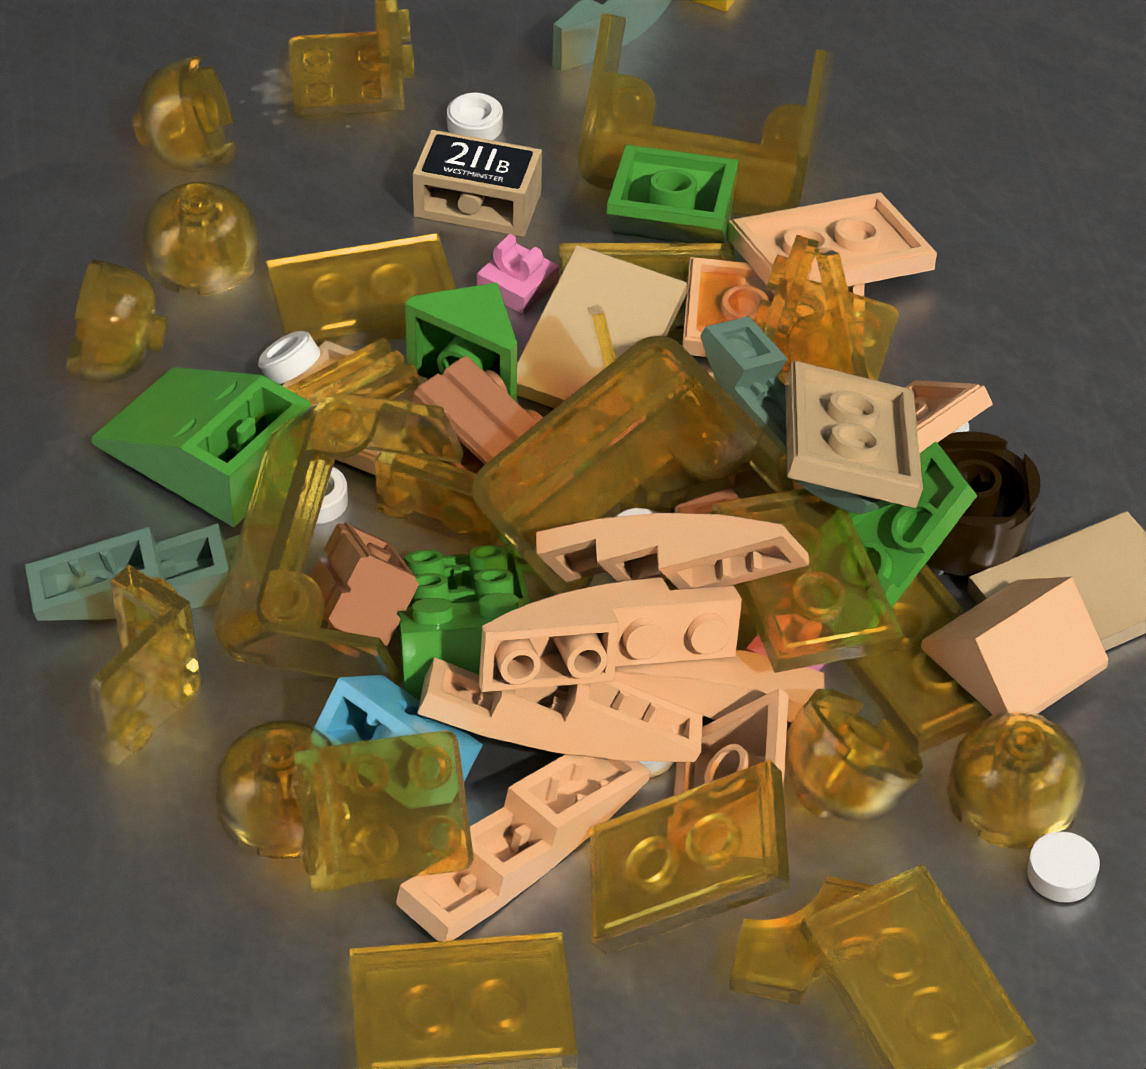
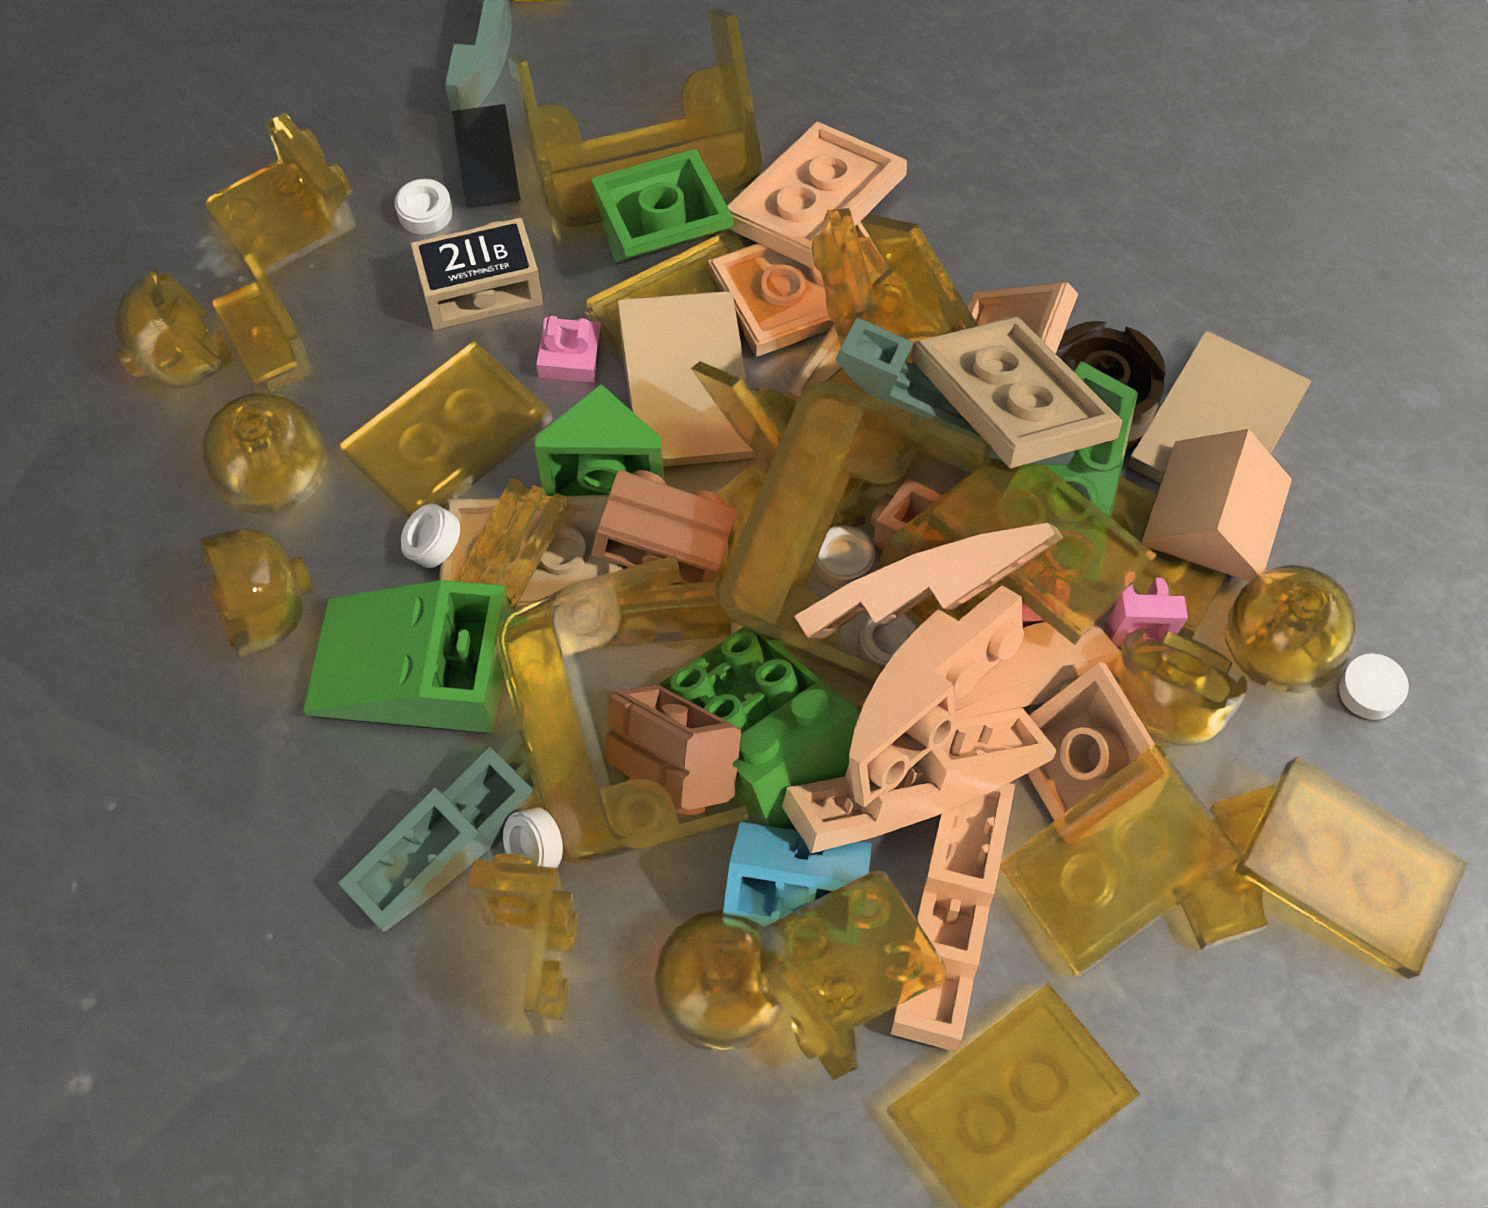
camera: 30 degrees left, 15 degrees up
(208, 608) = (534, 835): none -> white tile
(267, 153) = (263, 332): none -> clear yellow panel
(555, 102) = (485, 155): none -> black tile
(878, 691) = (1151, 611): none -> bright pink tile

